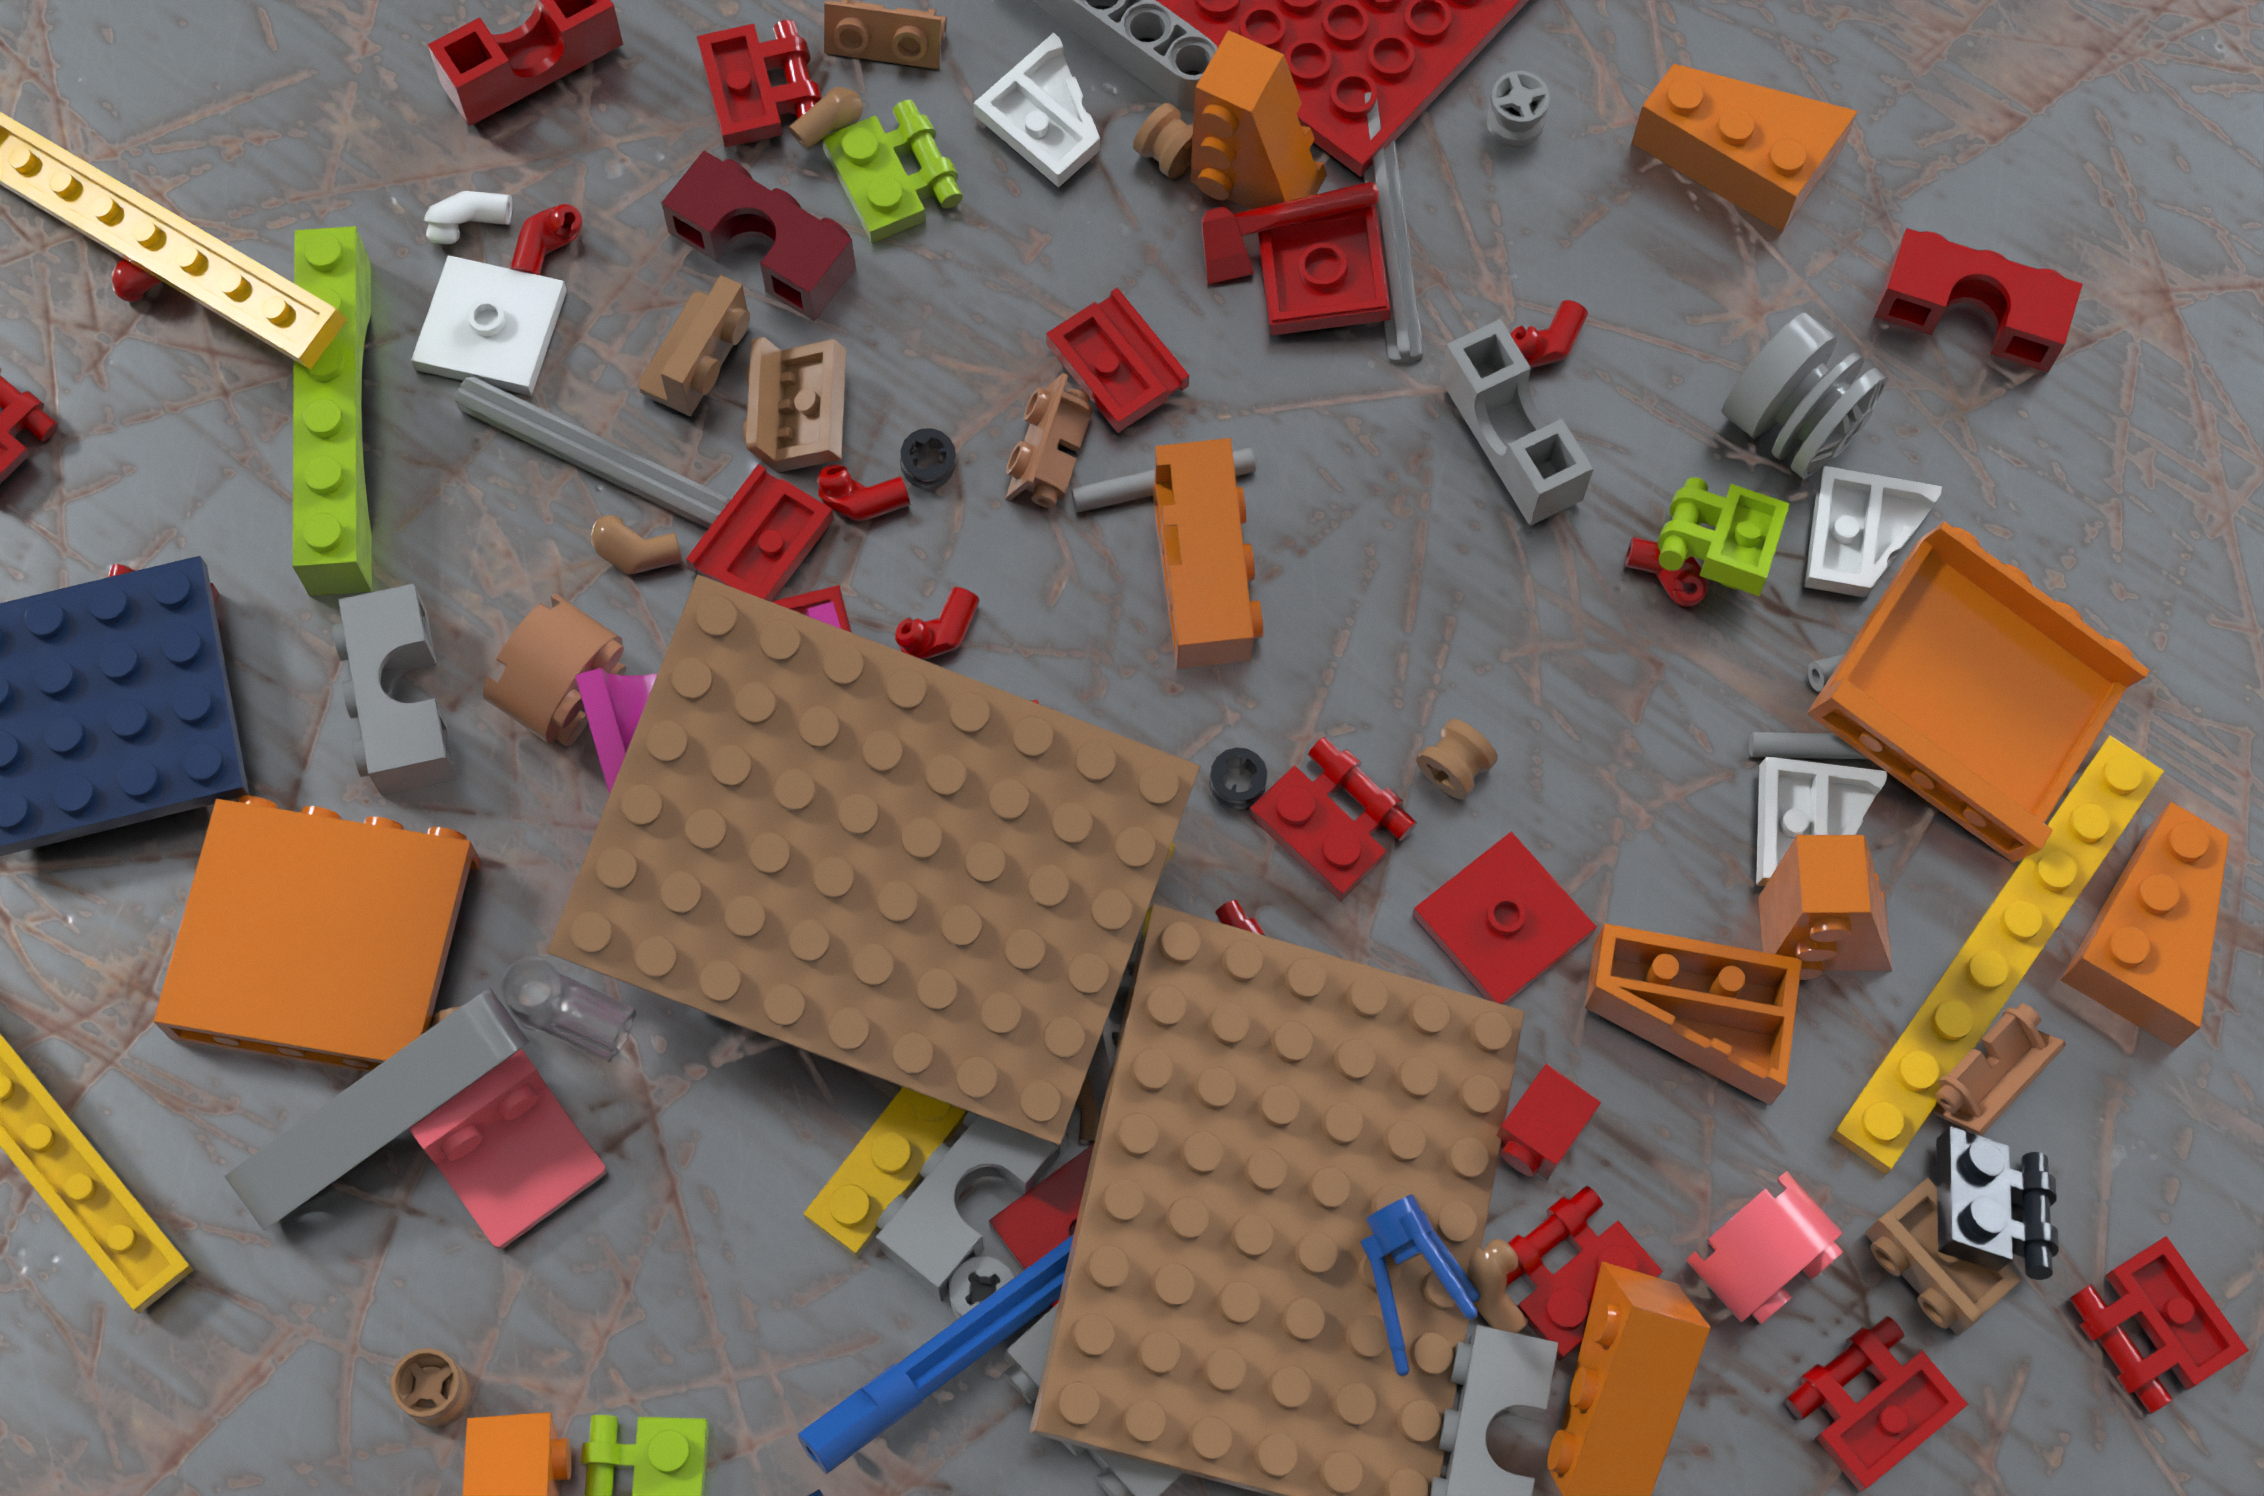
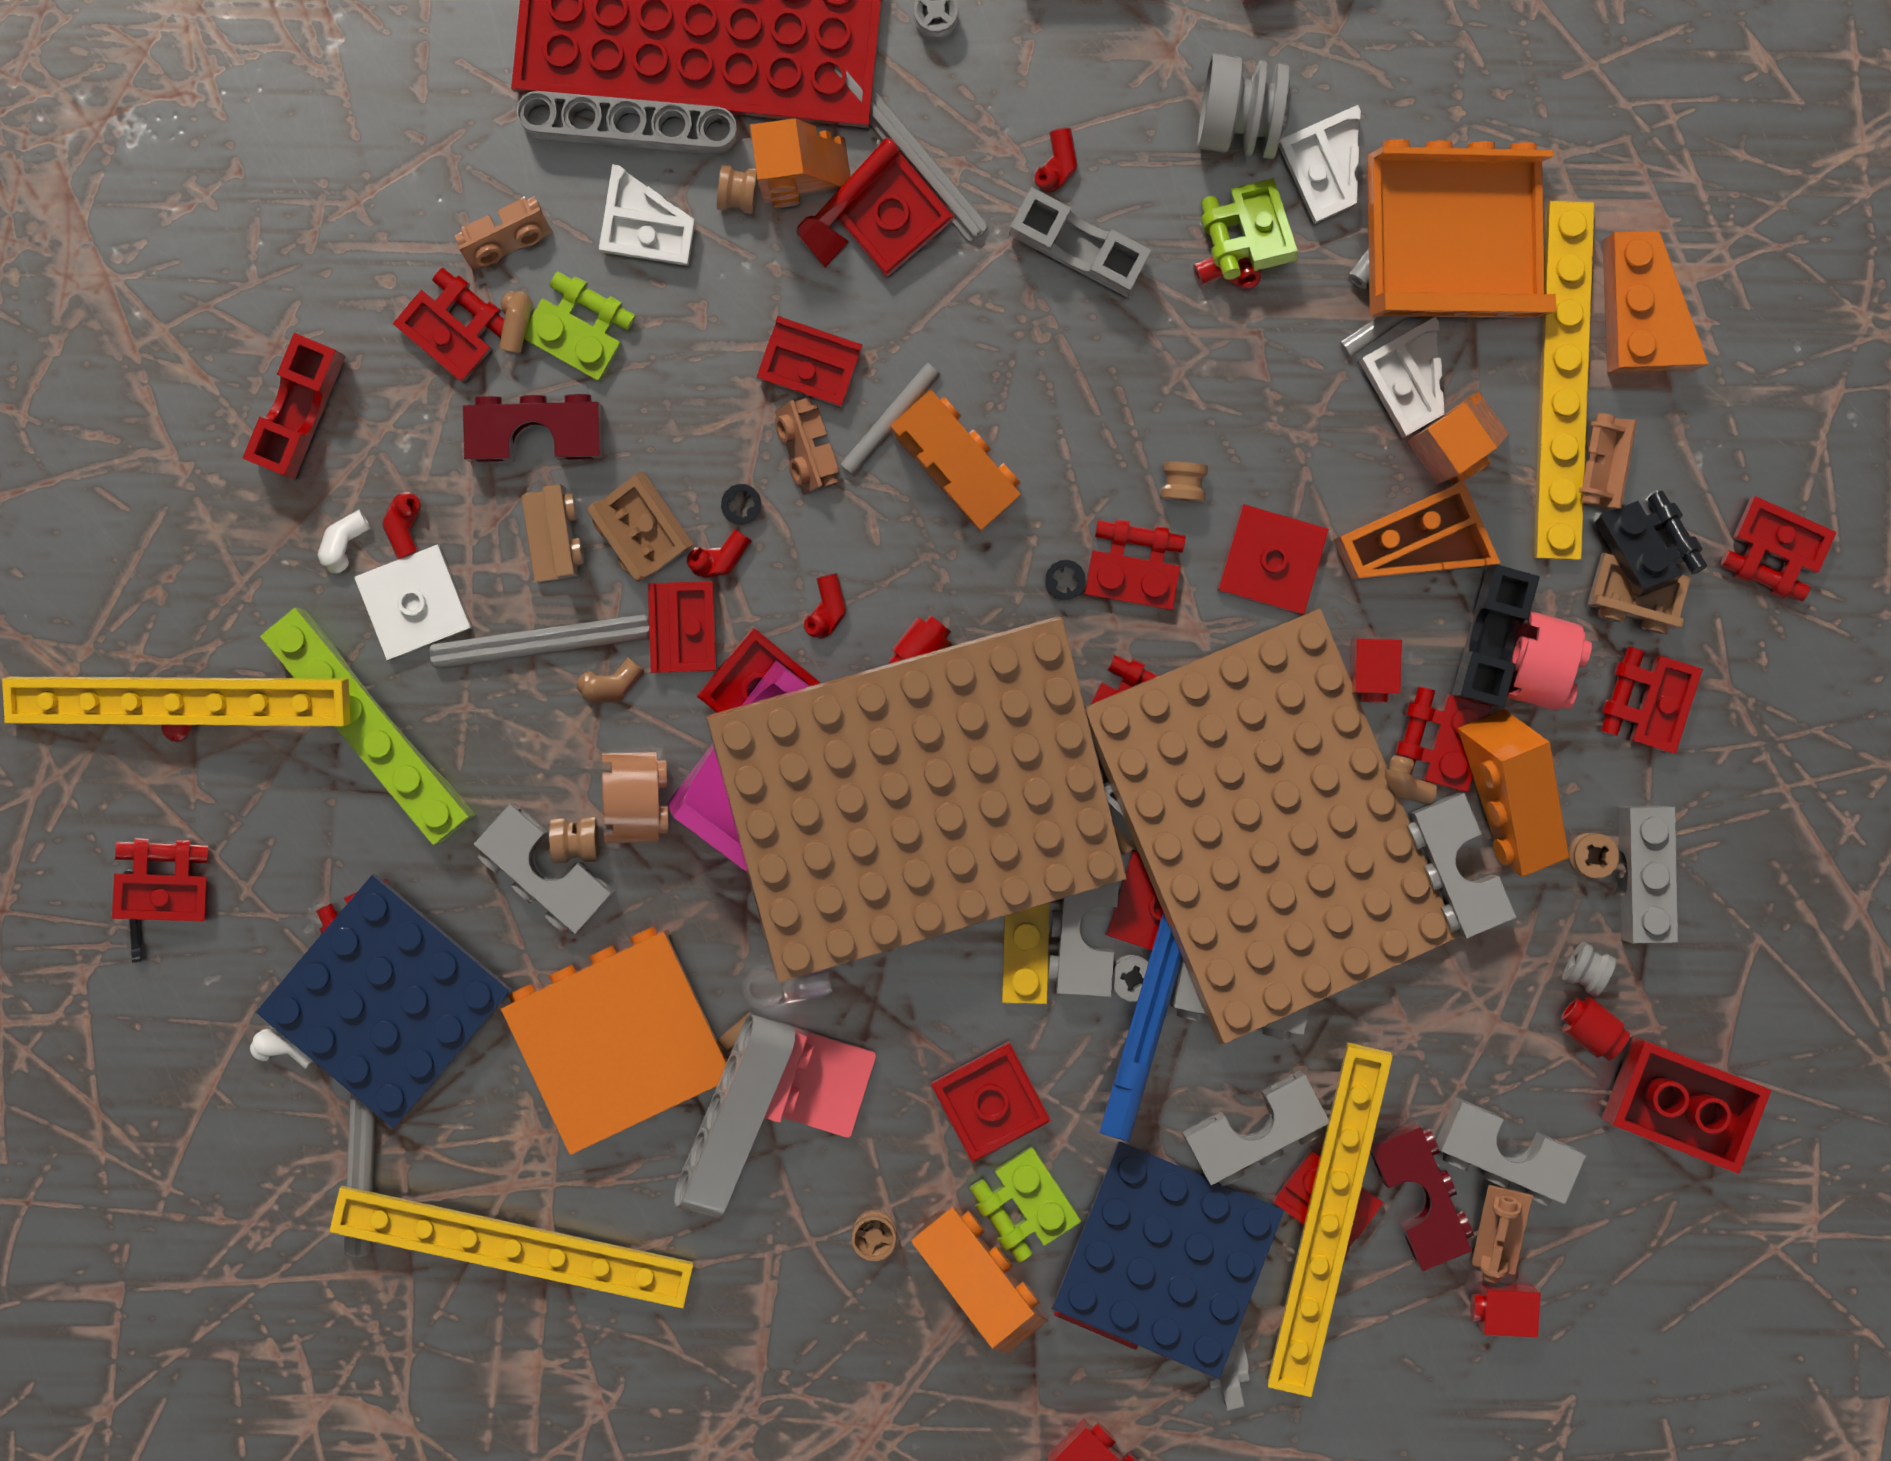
camera: 30 degrees left, 20 degrees up
(452, 680) = (574, 840): none -> medium nougat wheel
(698, 1326) = (990, 1102): none -> red plate
(1406, 1233) = (1346, 793): blue plant -> none
(1723, 1179) = (1488, 652): none -> black arch

